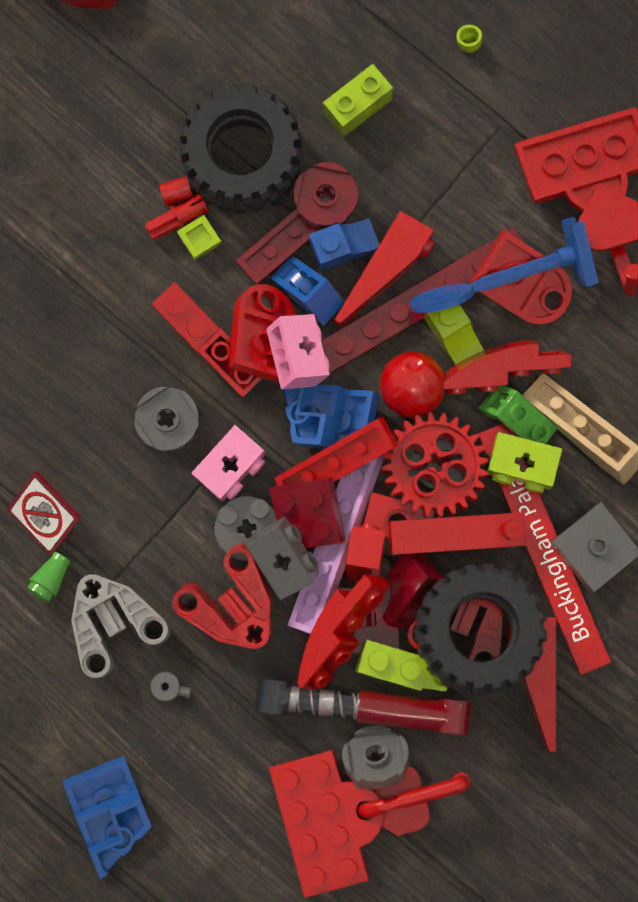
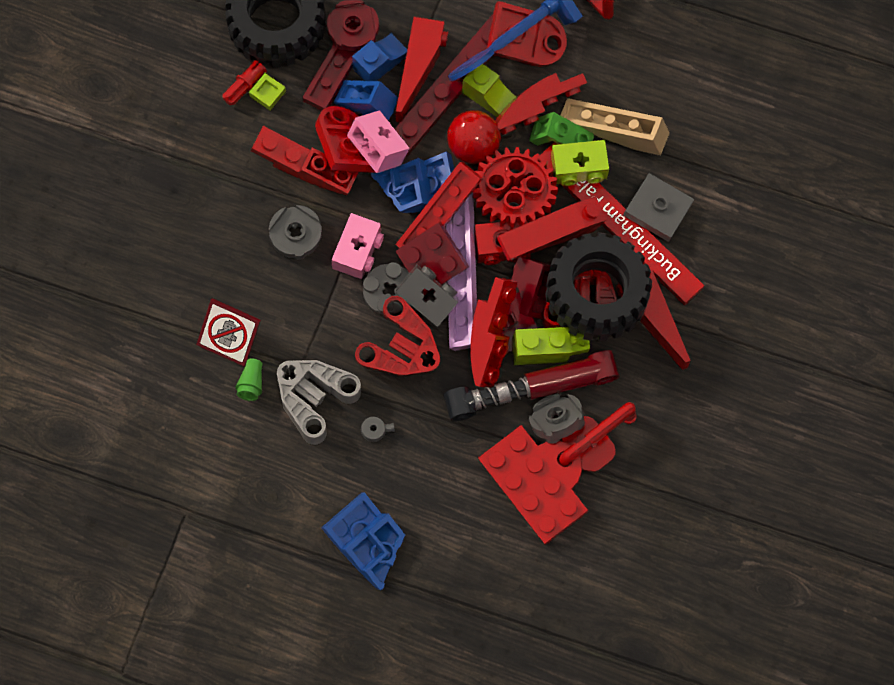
camera: 30 degrees left, 10 degrees down
(175, 190) = (235, 64): red hinge -> none
(365, 552) = (487, 266): arch -> none

